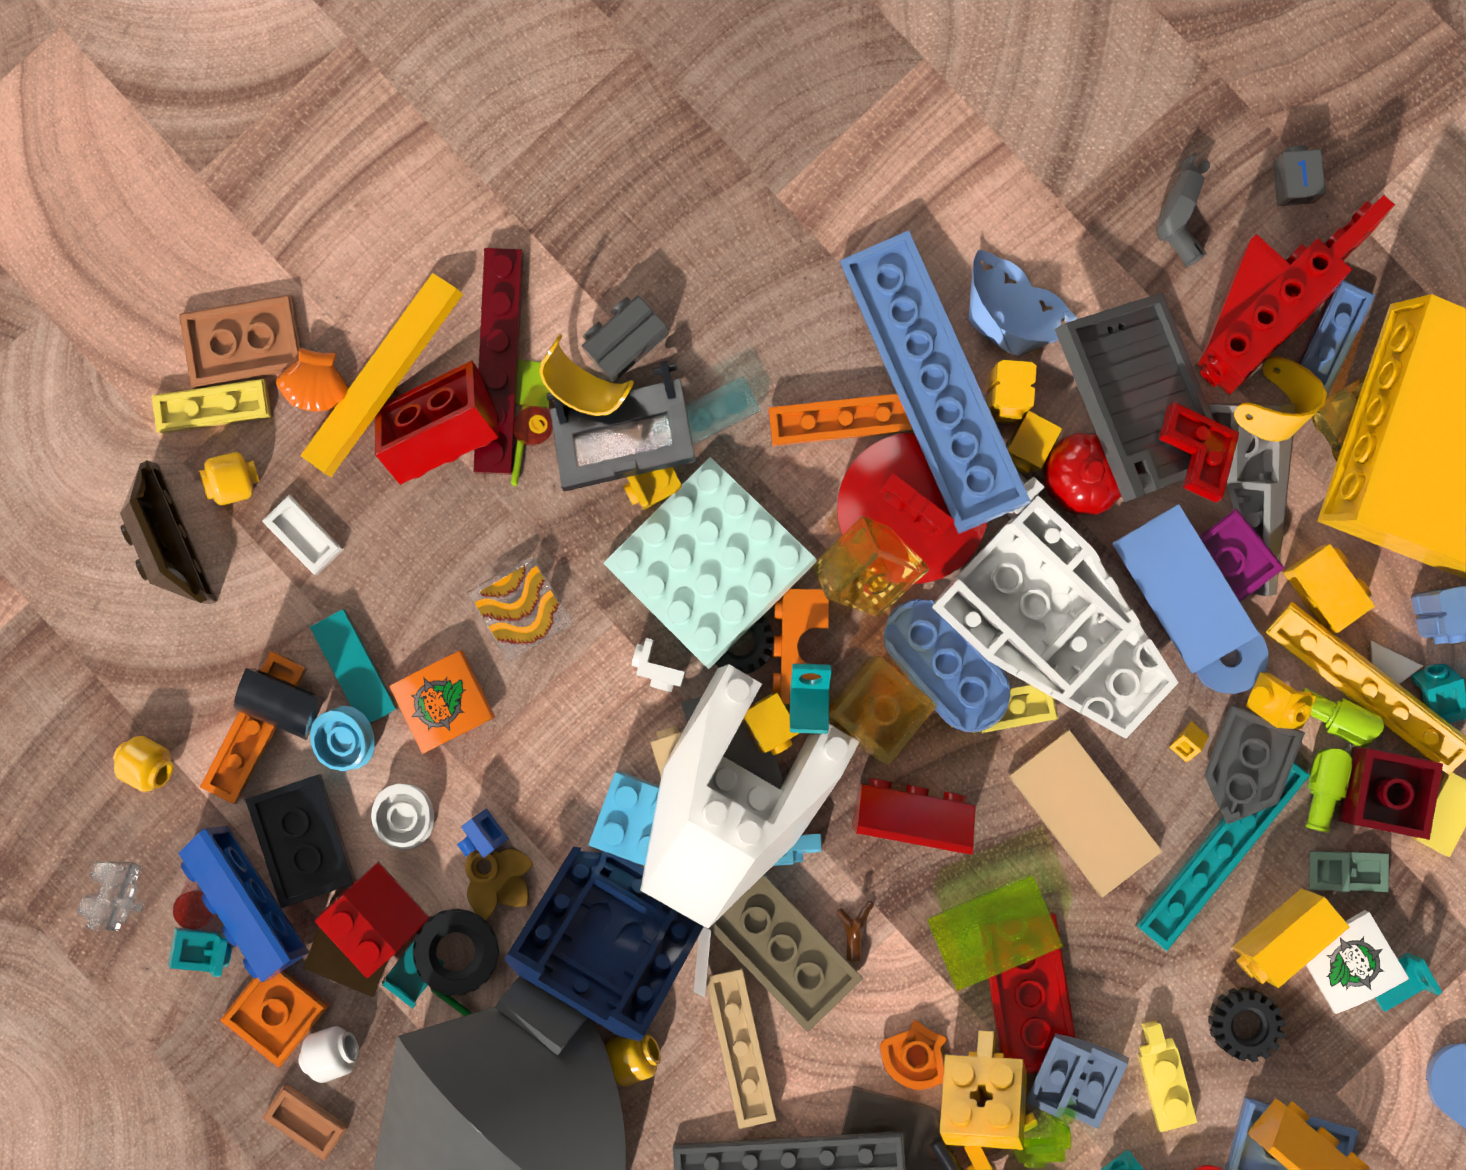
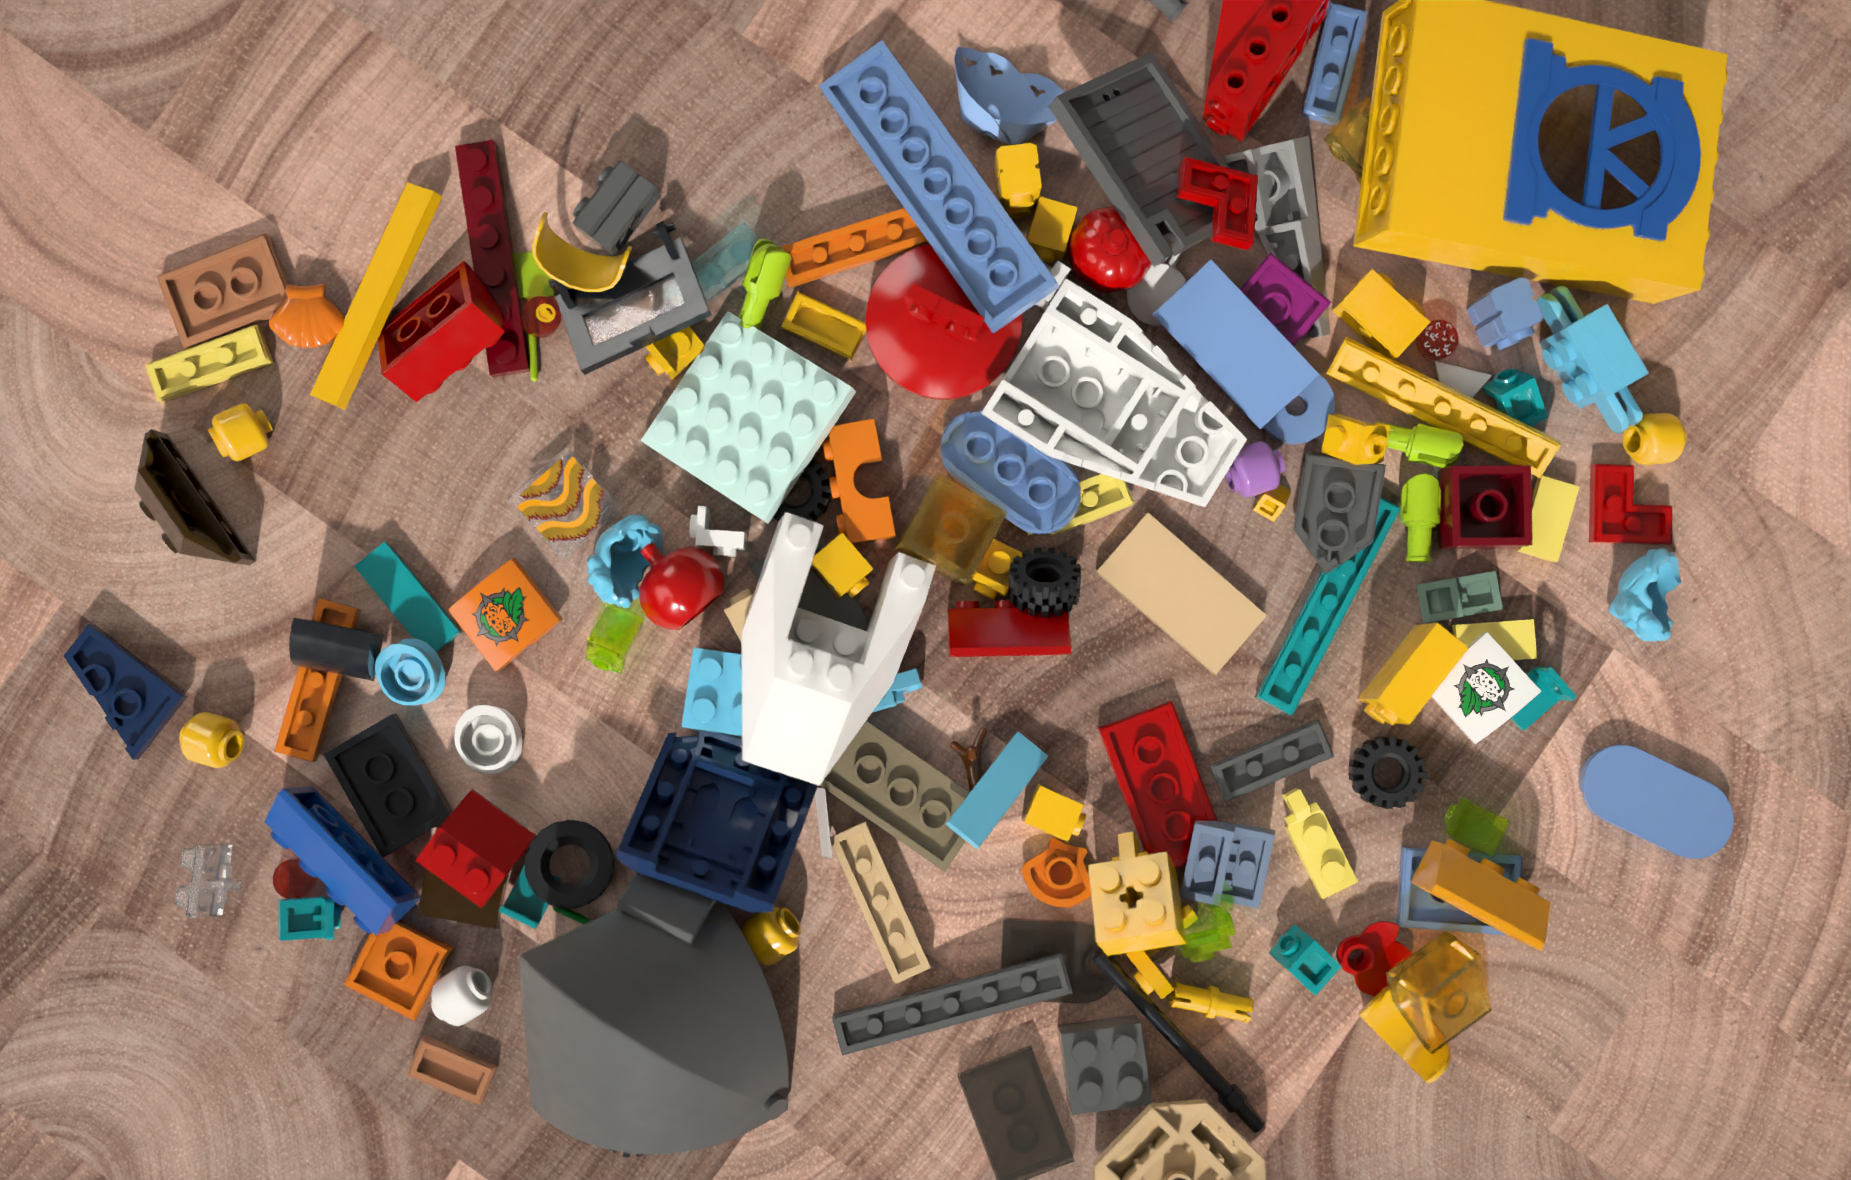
camera: 15 degrees left, 0 degrees up
(73, 699) = (125, 687): none -> dark blue wing
(303, 535) = (329, 475): white tile -> none
(482, 834) = (573, 740): blue tile -> none
(499, 885) = (603, 787): pearl gold plate -> none
(539, 745) = (613, 638): none -> clear neon green bracket
(563, 672) = (617, 559): none -> medium azure hair
(612, 709) = (679, 585): none -> red piece
(749, 436) = (763, 281): none -> lime arm
(798, 489) = (824, 326): none -> yellow tile
(809, 699) = (875, 531): teal bracket -> none
(868, 568) = (910, 388): clear yellow slope -> none
(873, 965) = (997, 790): none -> medium azure tile
(916, 756) = (993, 572): none -> yellow bracket
(922, 998) = (1054, 813): none -> yellow brick
(954, 792) = (1030, 572): none -> black tyre
(994, 932) = (1113, 731): clear neon green tile -> none
(1118, 522) = (1155, 290): none -> white piece
(1138, 989) = (1271, 760): none -> dark grey tile
(1180, 712) = (1255, 470): none -> medium lavender head
(1302, 389) = (1308, 116): yellow piece -> none
(1320, 1094) = (1475, 826): none -> clear neon green bracket
(1378, 623) = (1437, 340): none -> clear red tile
(1393, 920) = (1514, 637): none -> light yellow tile

